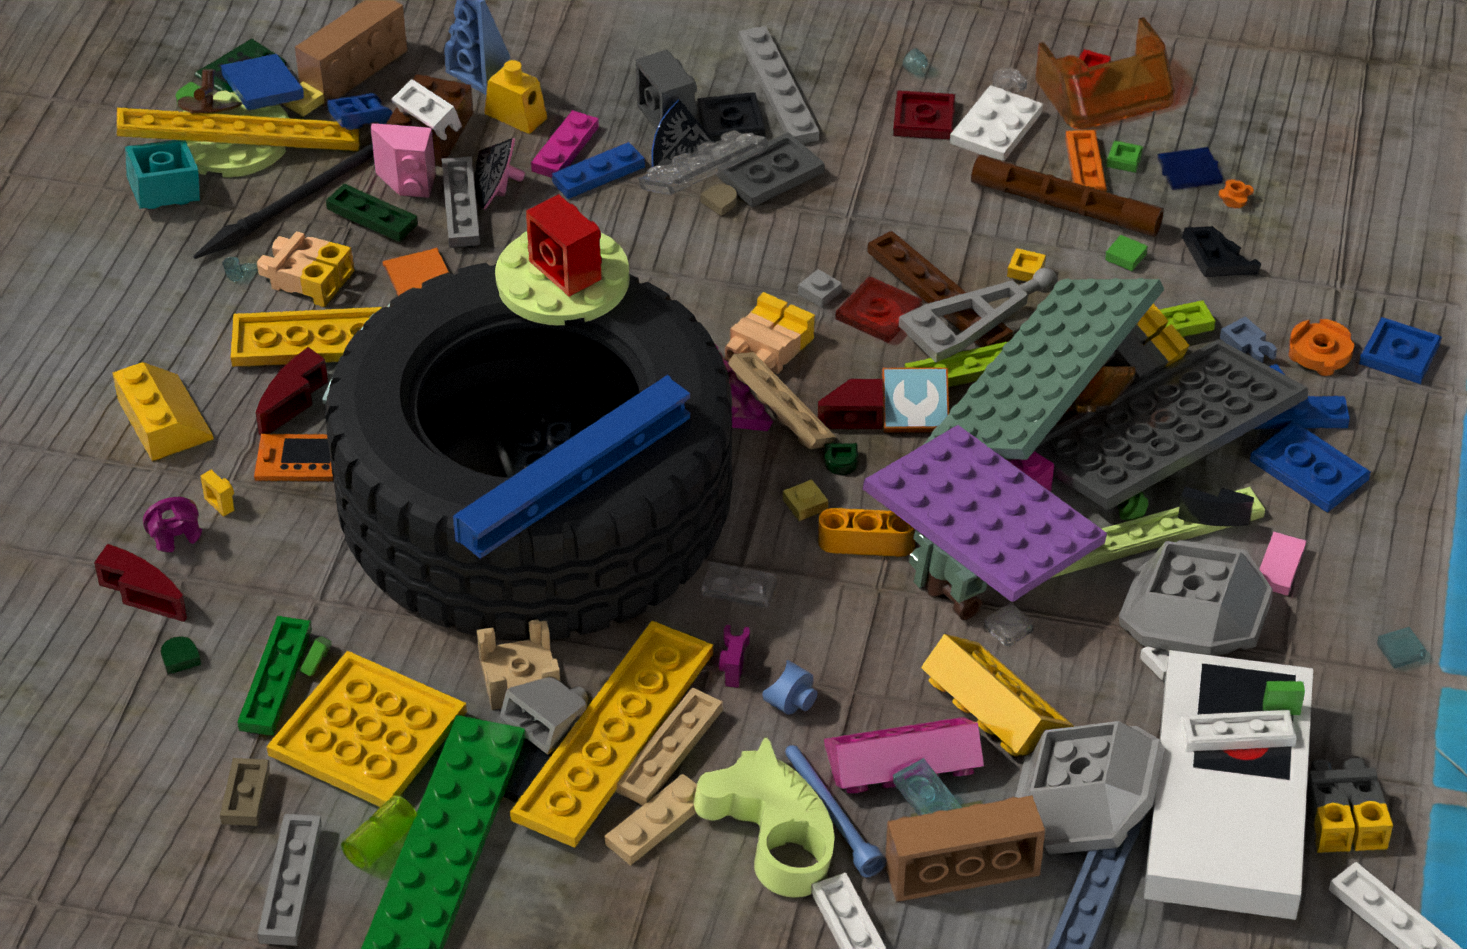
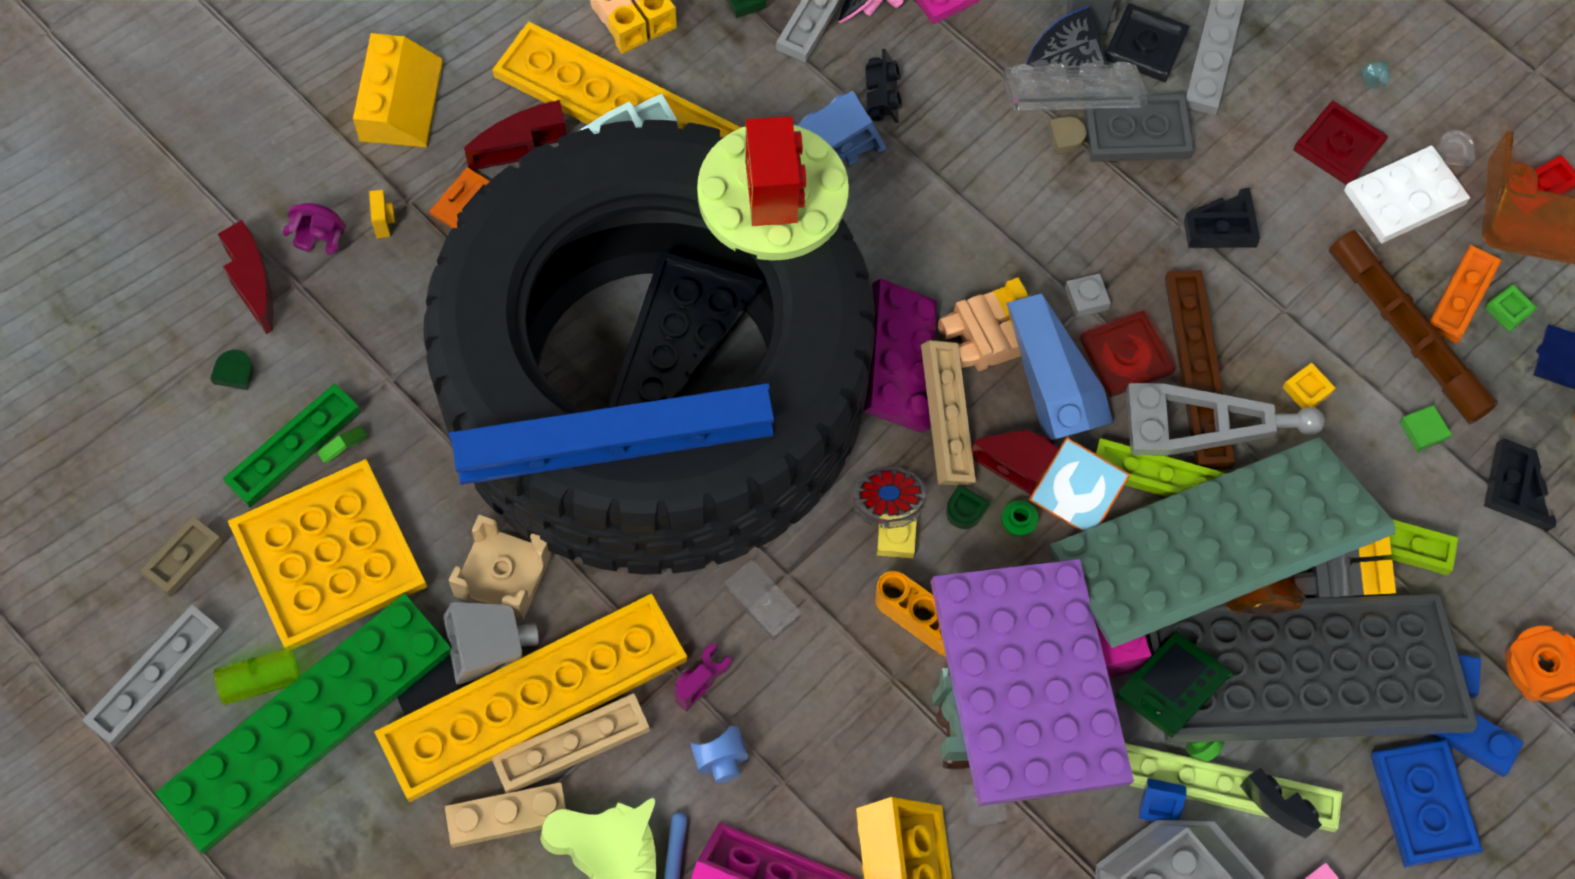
camera: 30 degrees right, 20 degrees up
(414, 269) = (725, 70): orange container -> none
(598, 170) = (975, 36): blue plate -> none
(780, 473) = (889, 497): none -> tile
(843, 340) = (1059, 378): none -> medium blue wedge
(883, 198) = (1223, 223): none -> black wing
(886, 444) = (1015, 527): none -> green plate
(1085, 471) = (1174, 683): none -> dark green container
(1132, 552) = (1162, 800): none -> blue plate
(1248, 339) = (1473, 608): sand blue plate -> none

